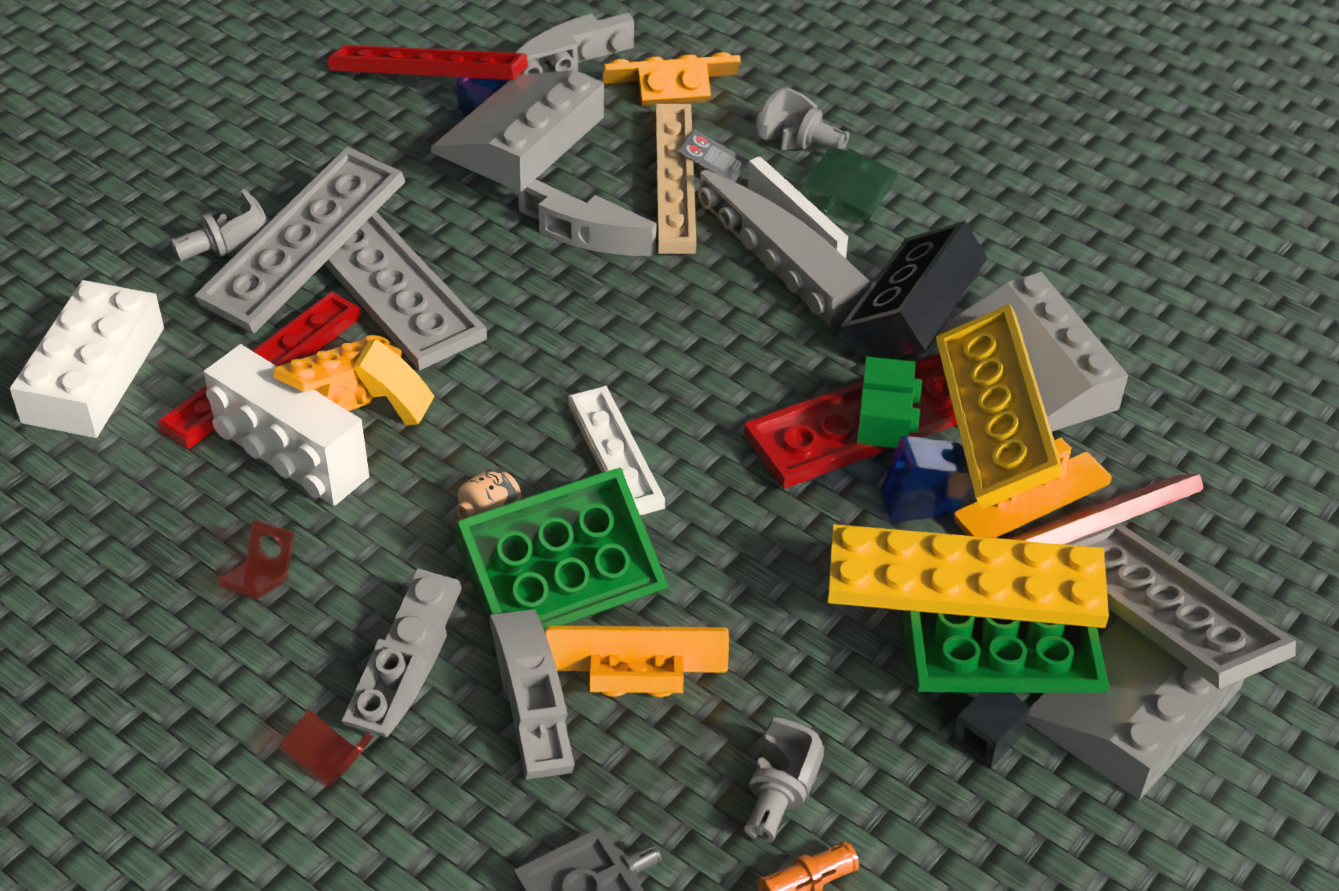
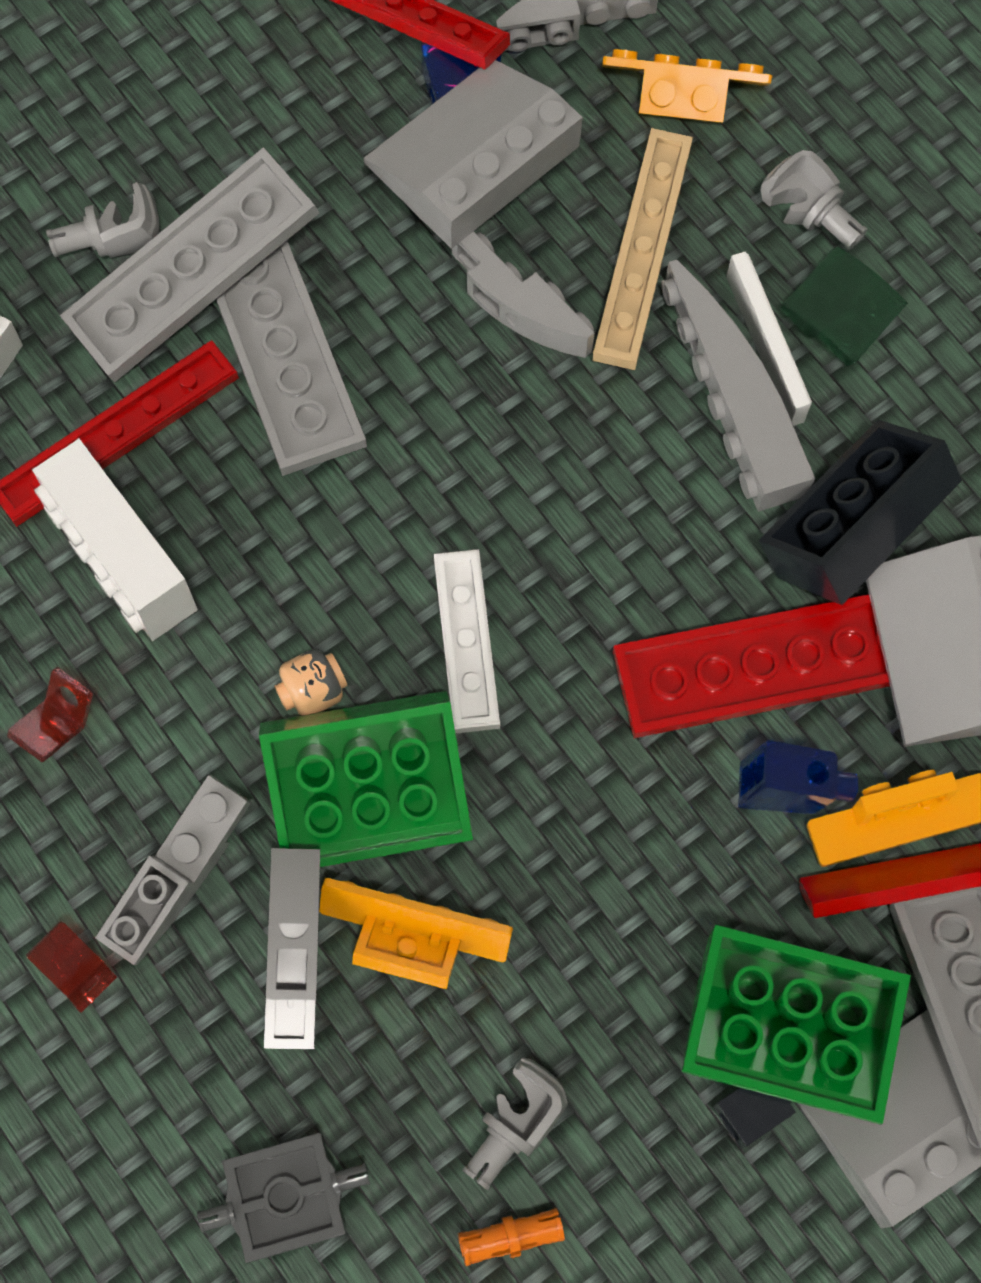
camera: 15 degrees right, 25 degrees up
(332, 373) = (184, 486): light orange bracket -> none
(392, 377) = (244, 502): yellow slope -> none
(713, 155) = (697, 225): sticker -> none
(888, 401) = (776, 667): green piece -> none
(968, 576) = (782, 943): yellow plate -> none
(998, 407) = (891, 721): yellow plate -> none

